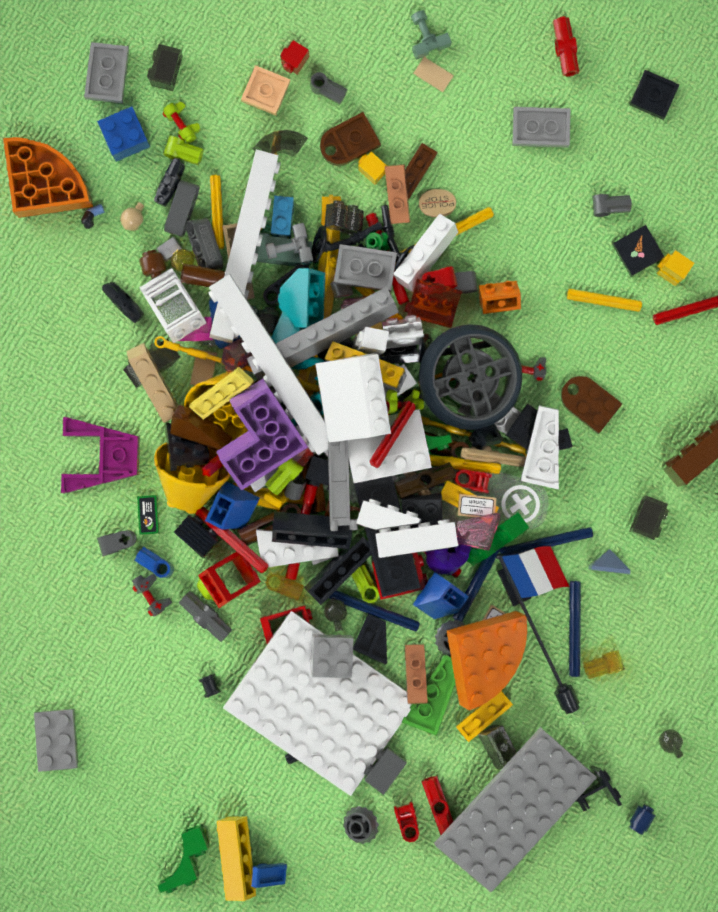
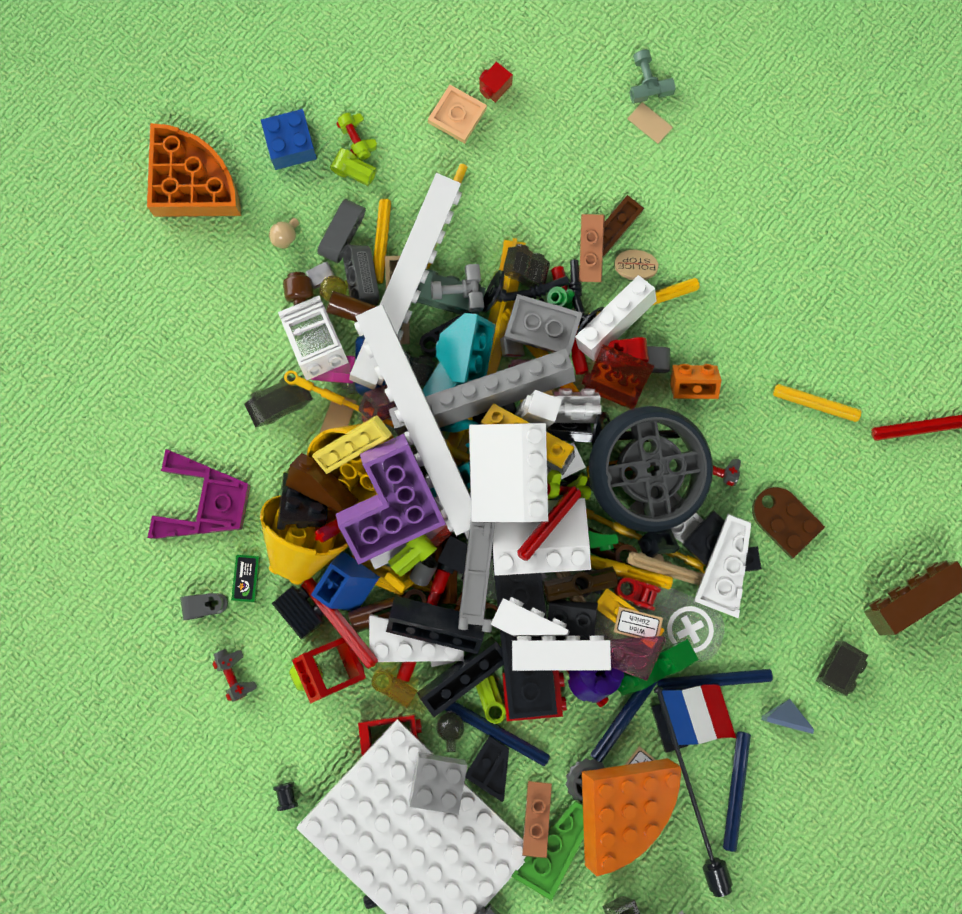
camera: 10 degrees right, 5 degrees down
(56, 740) = (90, 836): light grey plate -> none
(90, 214) = (235, 223): arm -> none
(106, 72) = (280, 70): light grey plate -> none
(123, 301) = (257, 326): black hinge -> none
(152, 381) = (274, 421): tan brick -> none
(153, 562) = (242, 636): blue piece -> none
(165, 67) = (347, 73): clear smoke brick -> none
(169, 182) = (331, 200): black hinge -> none
(205, 616) = (293, 710): dark grey piece -> none
(281, 142) = (467, 171): clear smoke brick -> none
(282, 216) = (455, 254): dark azure brick -> none
(329, 90) = (529, 122): dark grey piece -> none
(350, 139) = (546, 182): reddish brown plate -> none
(372, 167) = (566, 215): yellow brick -> none
(440, 598) = (579, 729): blue slope -> none
(483, 716) = (612, 885): yellow plate -> none
(541, 127) = (766, 196): light grey plate -> none
(566, 46) = (805, 111): red piece -> none
(605, 205) = (830, 294): dark grey piece -> none
(609, 663) = (774, 841): clear yellow piece -> none
(638, 250) = (863, 351): black tile -> none
(654, 94) = (900, 179): black tile -> none
(674, 267) = (905, 376): yellow brick -> none

